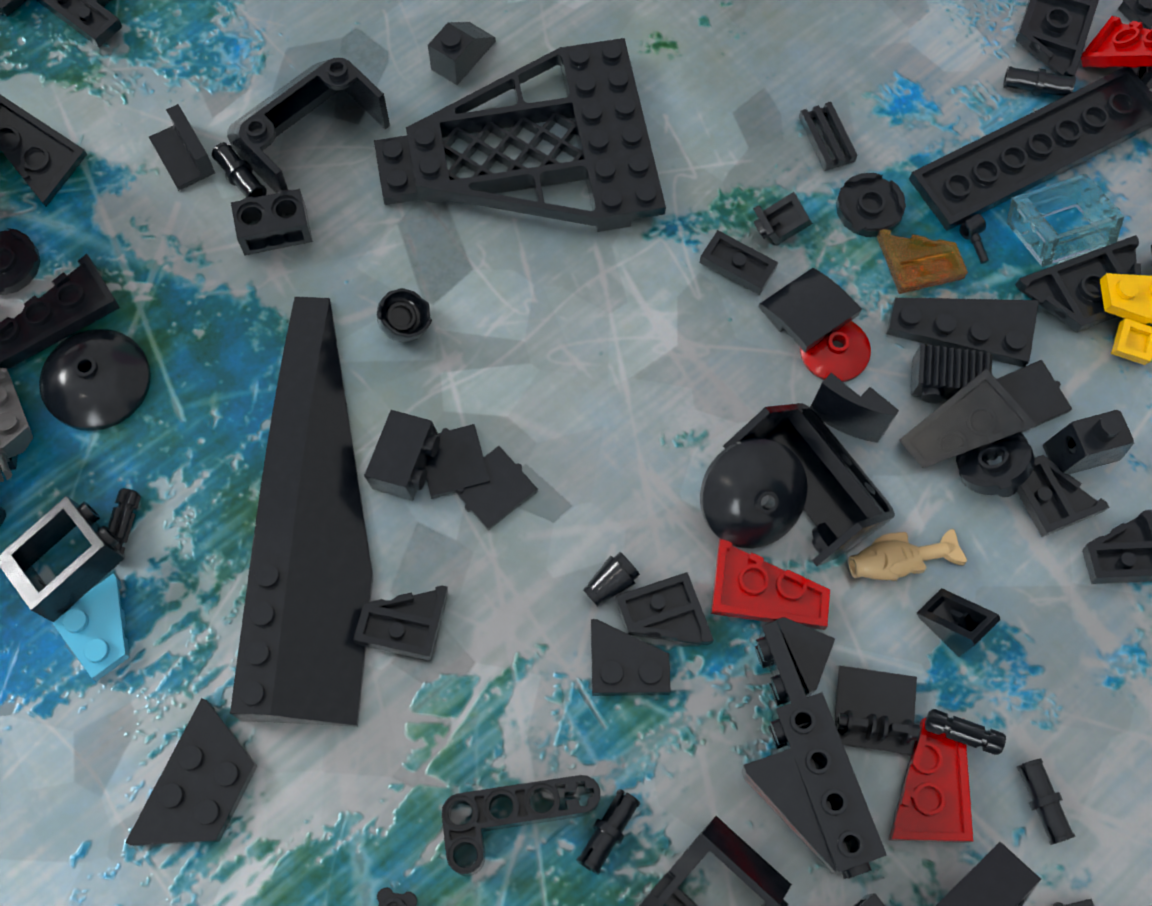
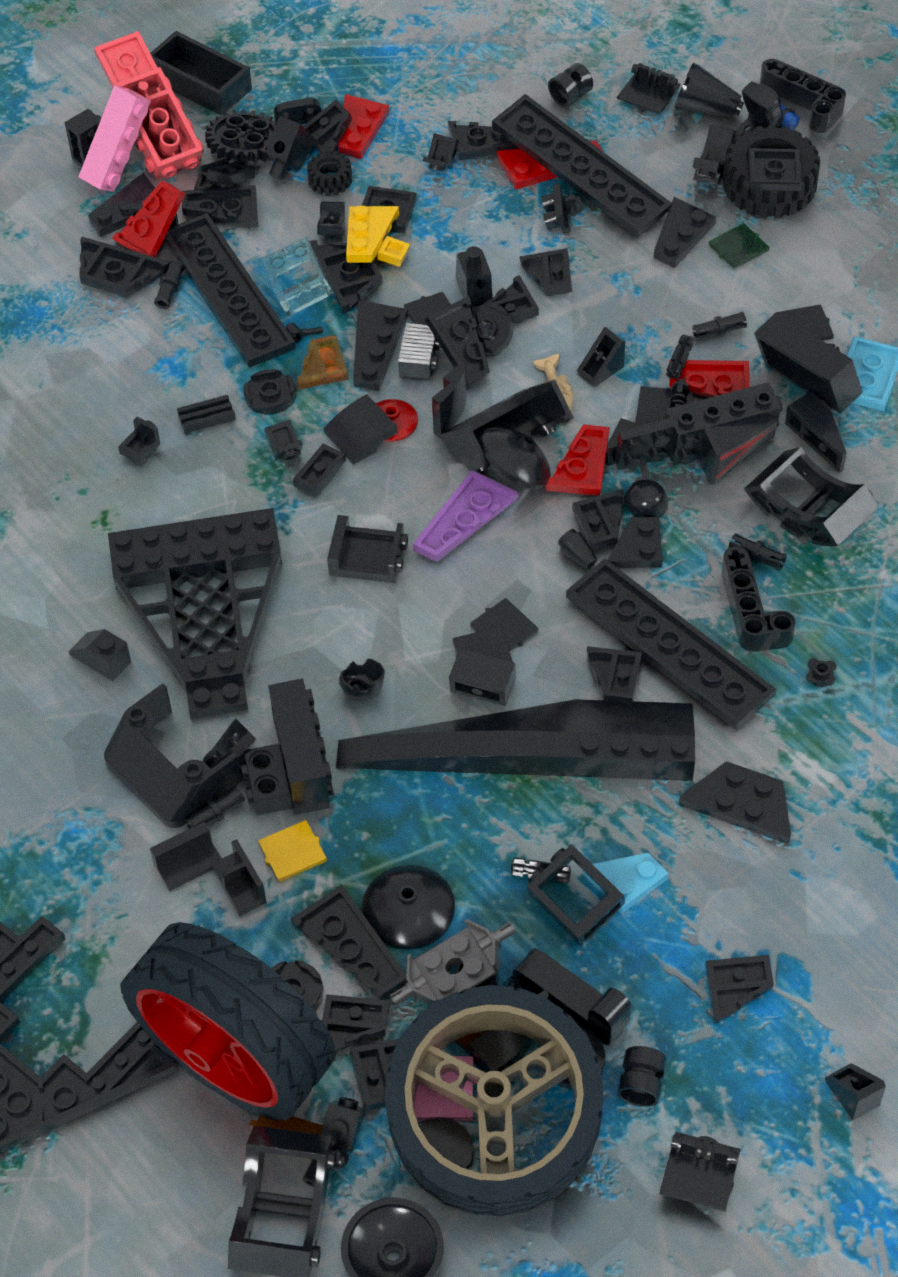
camera: 85 degrees left, 15 degrees down
(145, 203) = (240, 880): none -> black panel
(184, 256) = (292, 851): none -> yellow piece
(299, 245) = (301, 746): none -> black brick
(316, 180) = (234, 739): none -> black wing
(448, 700) = (671, 644): none -> black plate
(609, 318) = (366, 552): none -> black panel
(663, 430) = (465, 512): none -> medium lavender wing
(703, 677) = (646, 498): none -> black hair
(771, 66) = (141, 441): none -> black bracket

